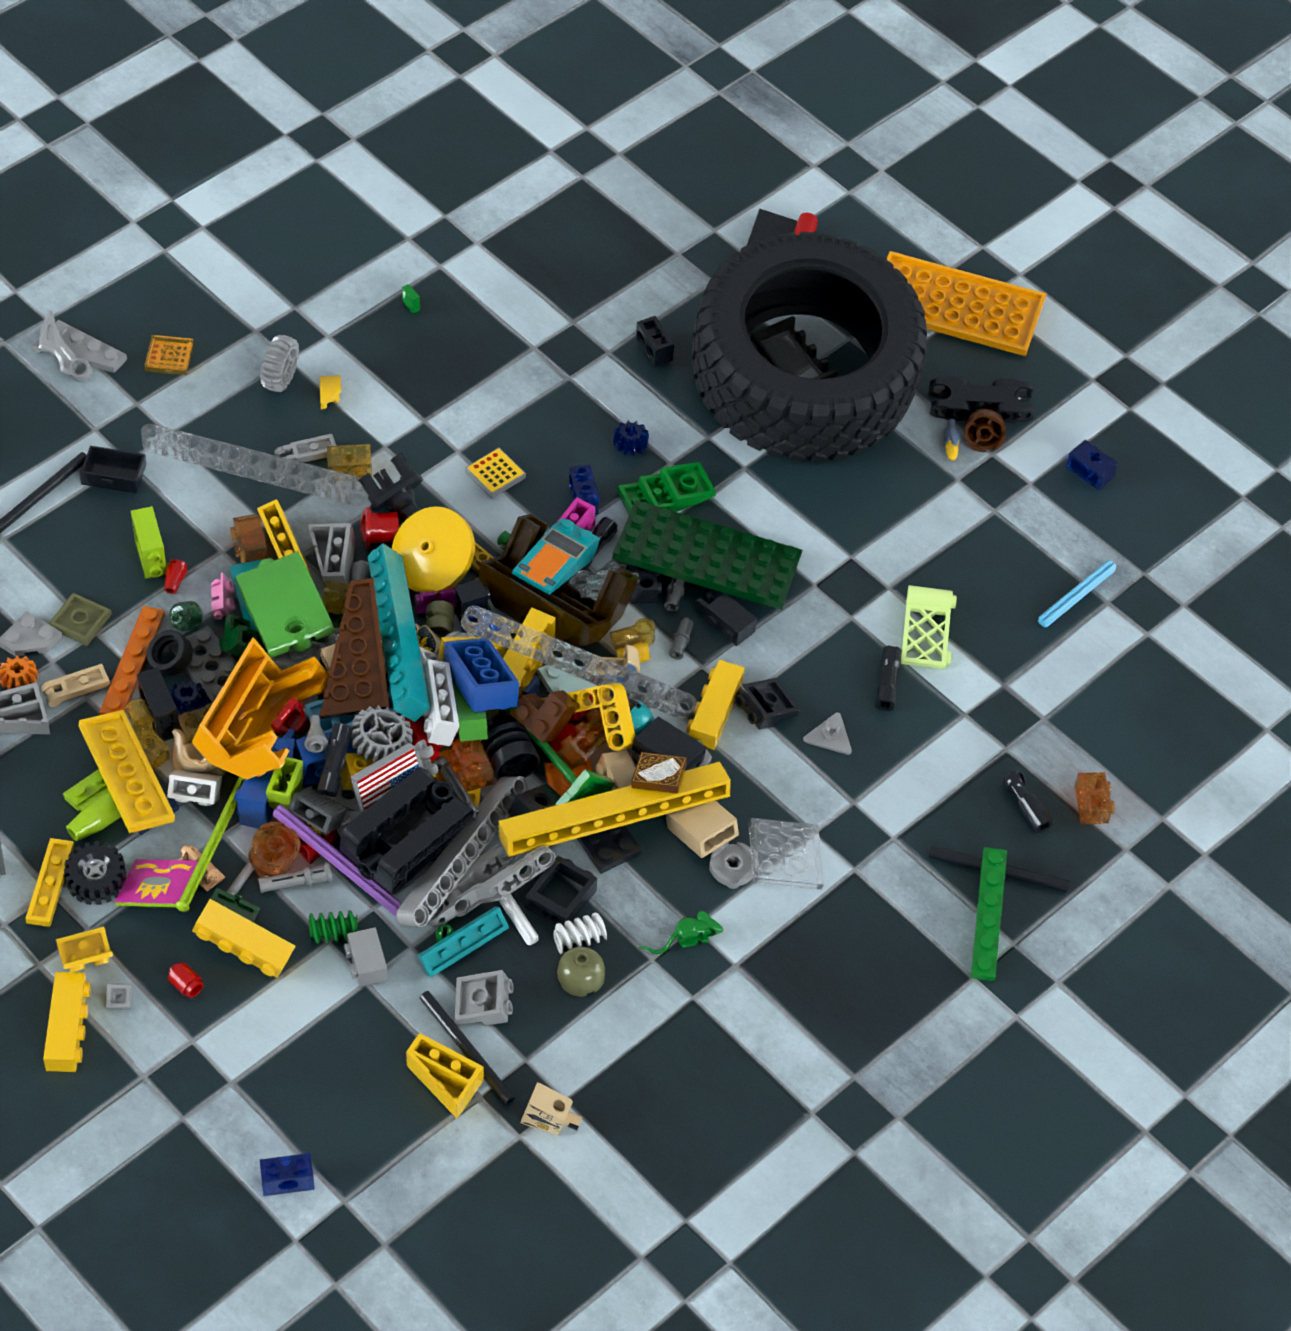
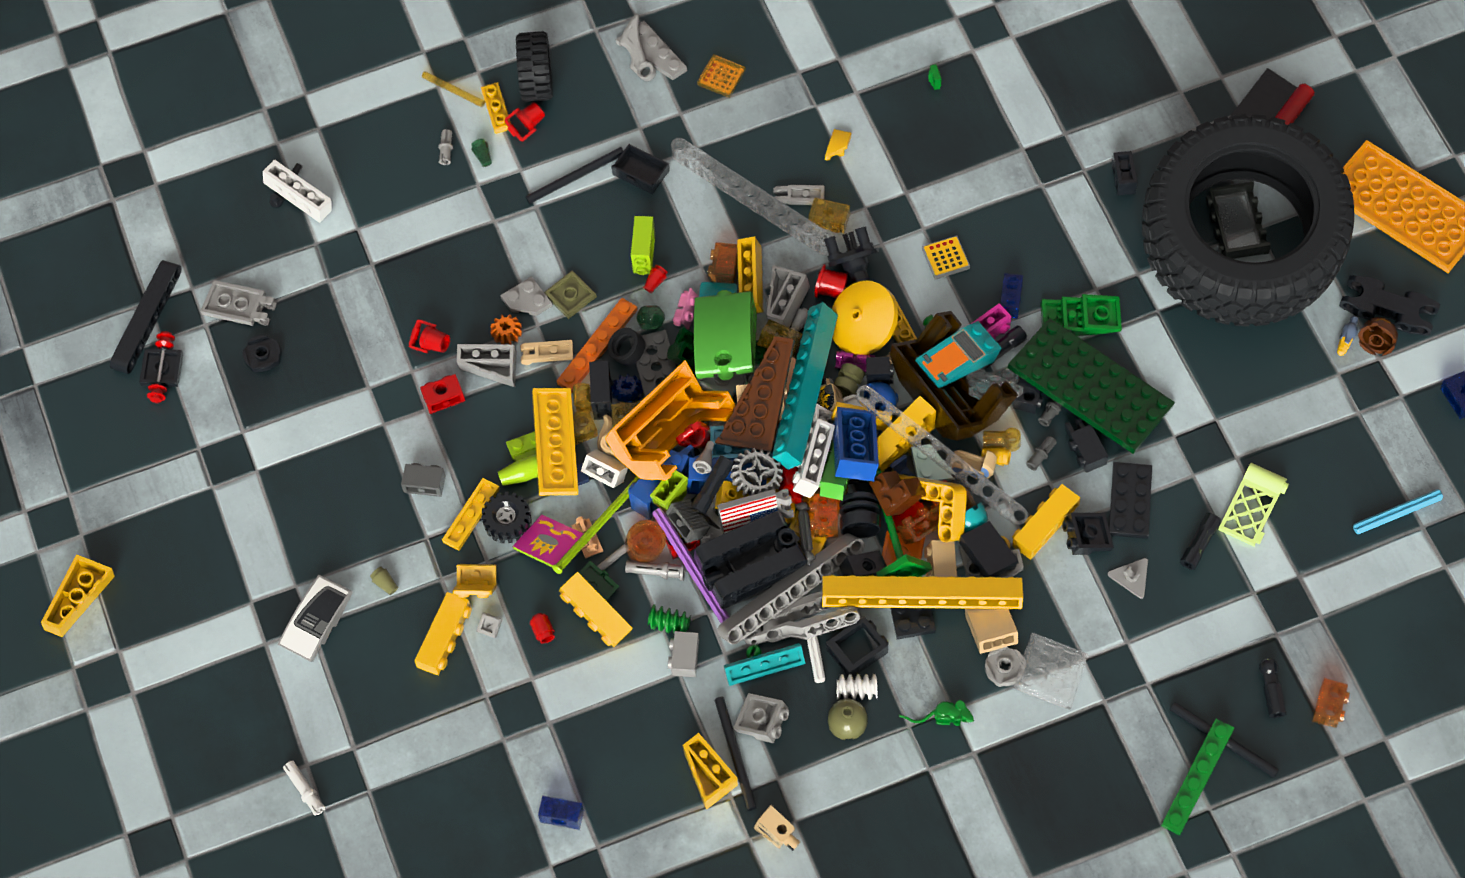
camera: 30 degrees right, 10 degrees up
(279, 363) = (803, 111): light grey gear -> none
(630, 437) = (1069, 257): clear blue gear -> none
(659, 772) = (967, 573): tile -> none
(796, 659) = (1130, 500): none -> black plate

